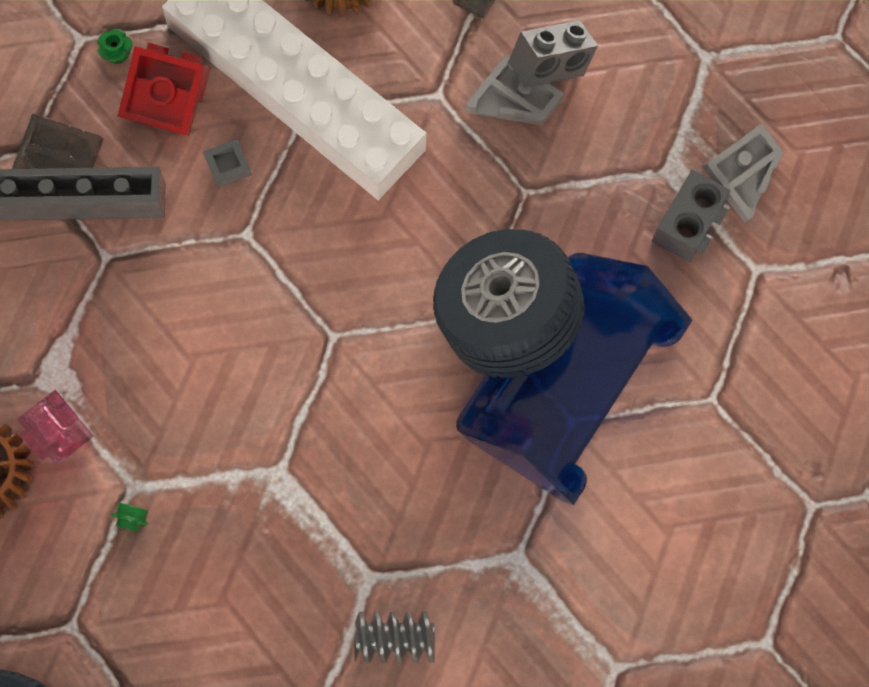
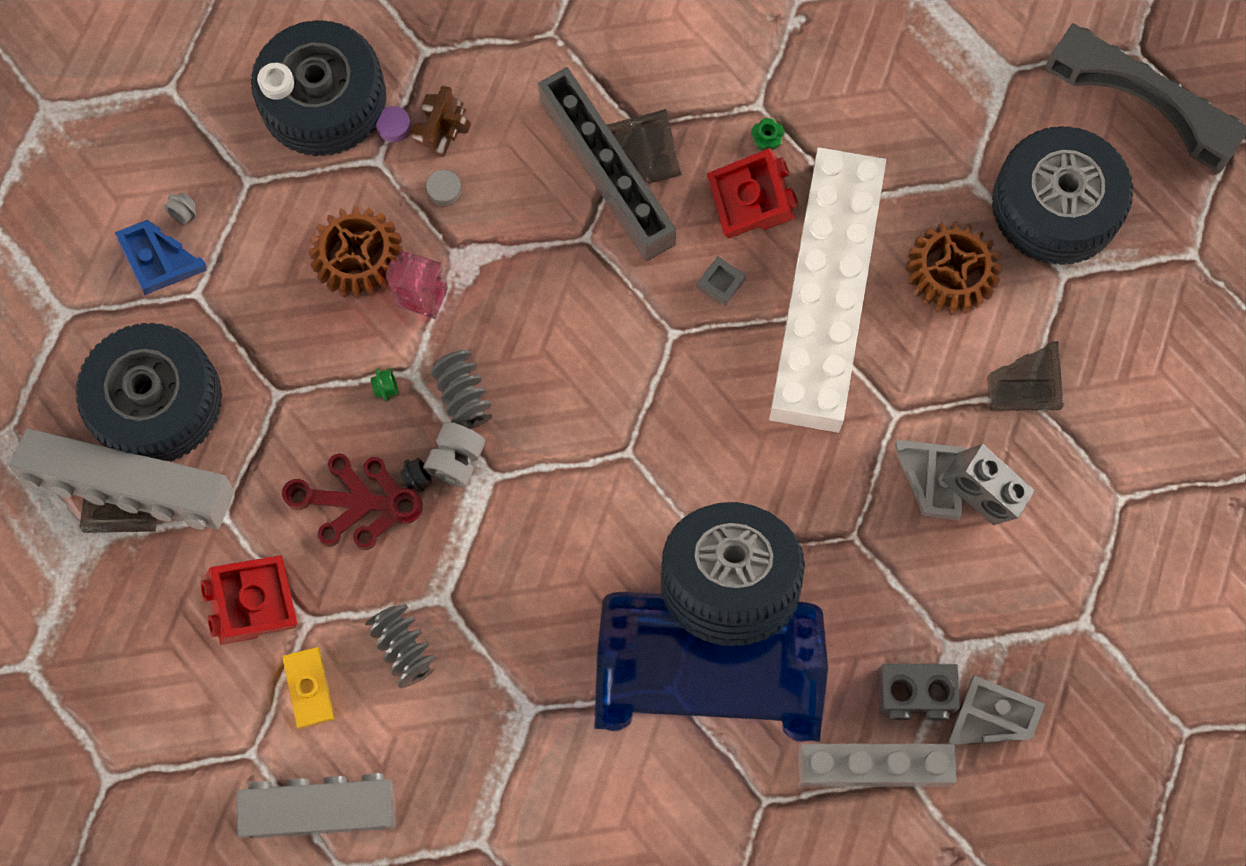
camera: 65 degrees right, 0 degrees up
(182, 447) = (459, 389): none -> dark grey piece
(229, 603) = (359, 502): none -> dark red plant
(237, 536) = (414, 475): none -> black plate
(240, 486) = (455, 442): none -> light grey wheel
(737, 287) = (876, 765): none -> light grey brick

